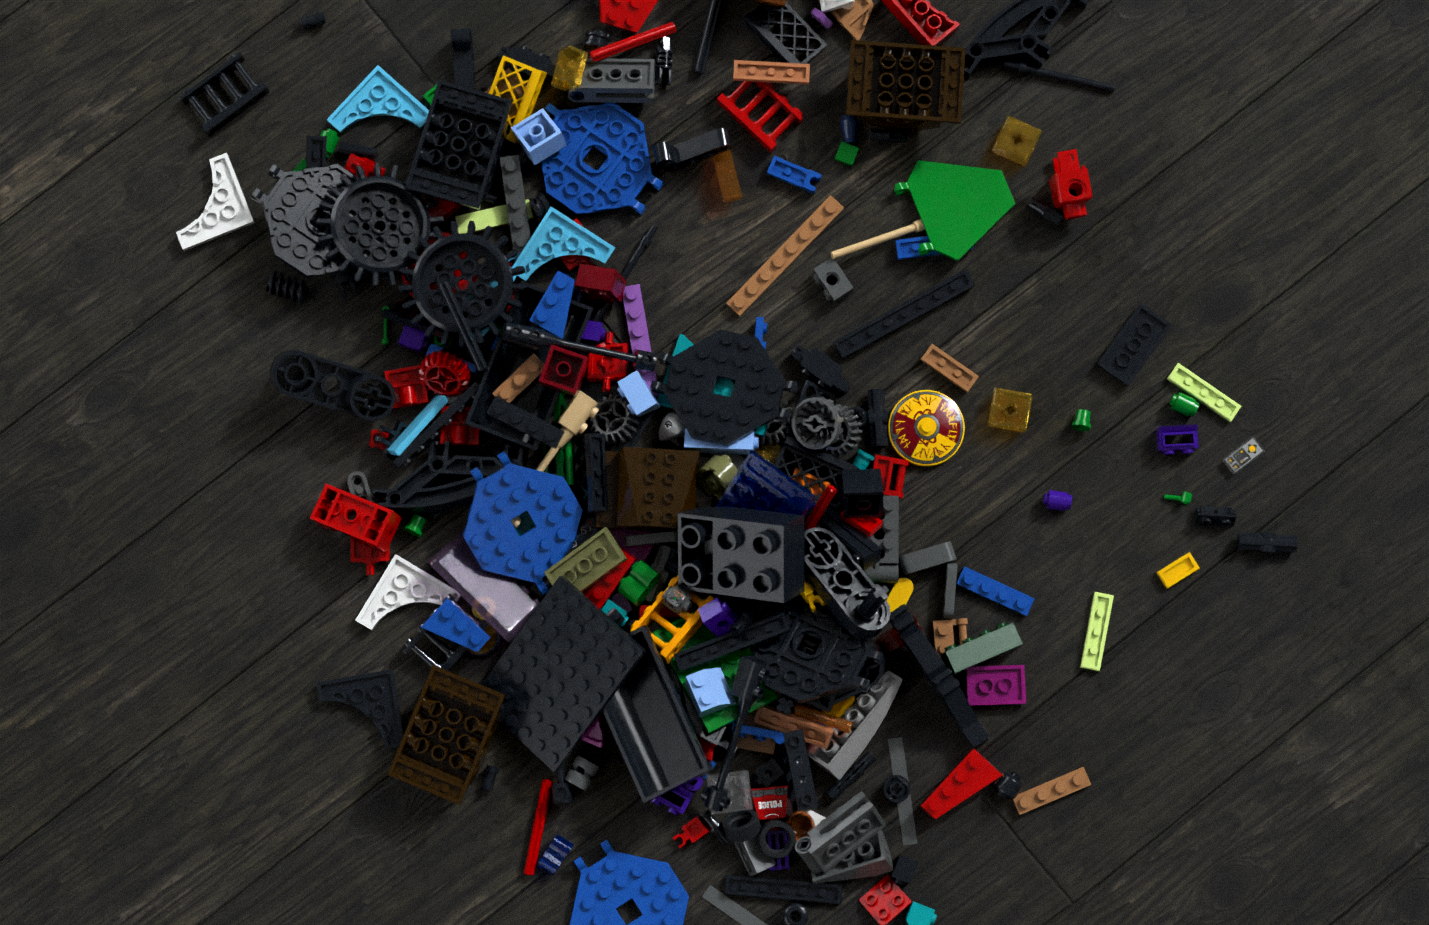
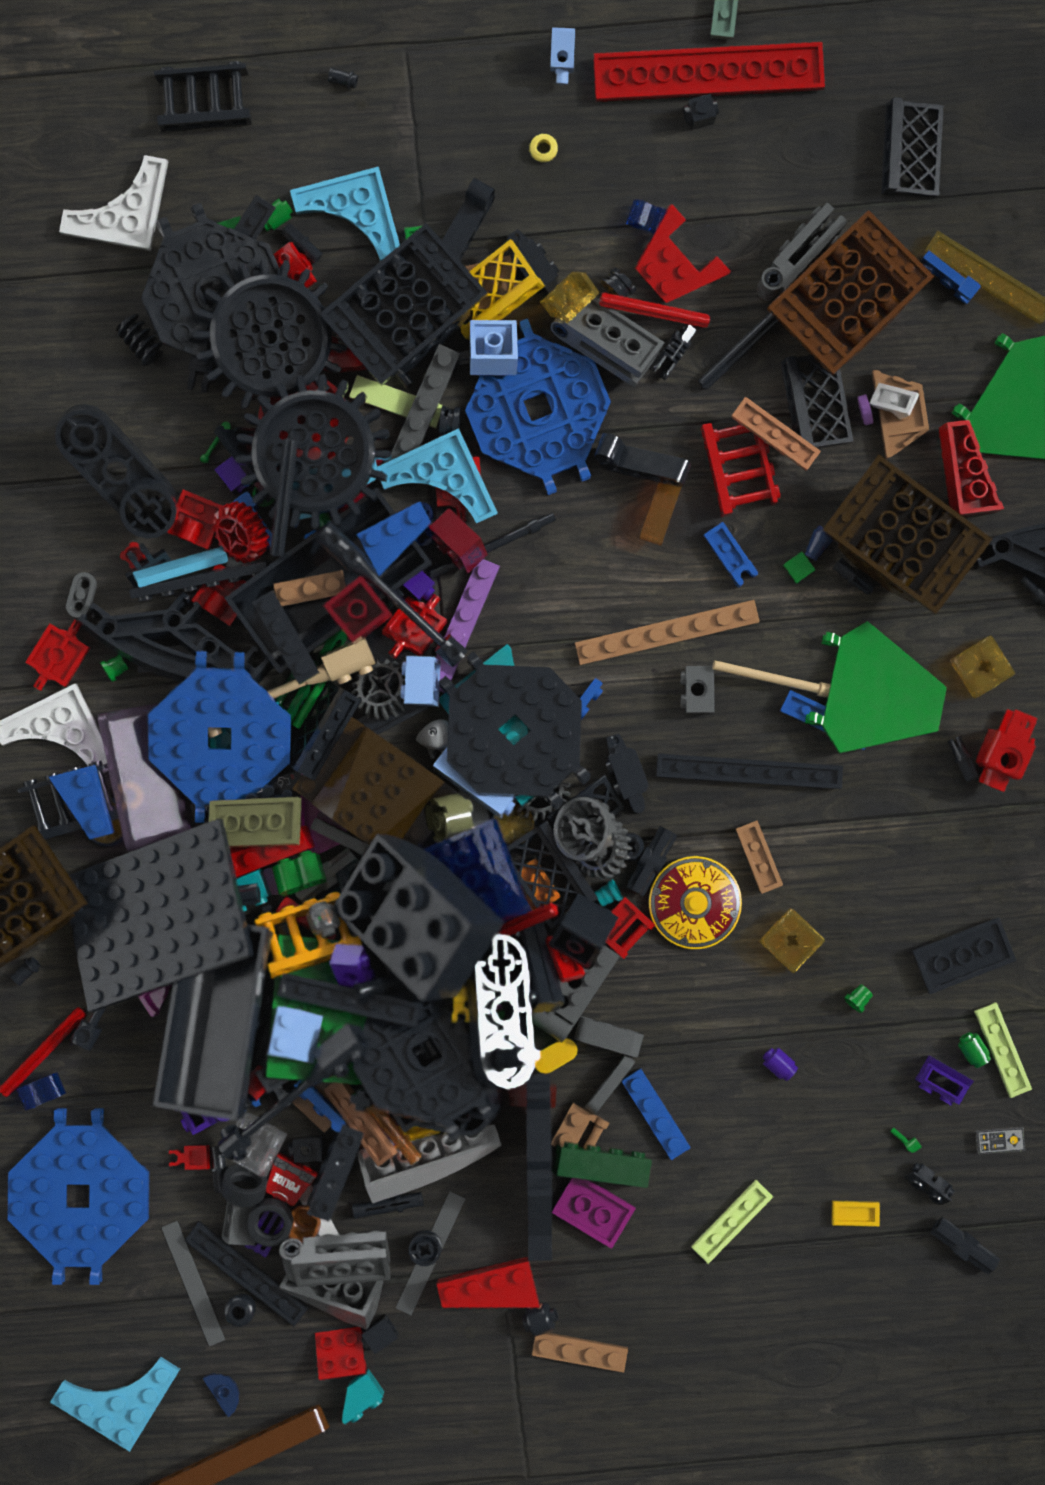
camera: 35 degrees right, 5 degrees up
(372, 524) = (66, 640): red plate -> none
(576, 778) = (111, 1030): dark grey wheel -> none

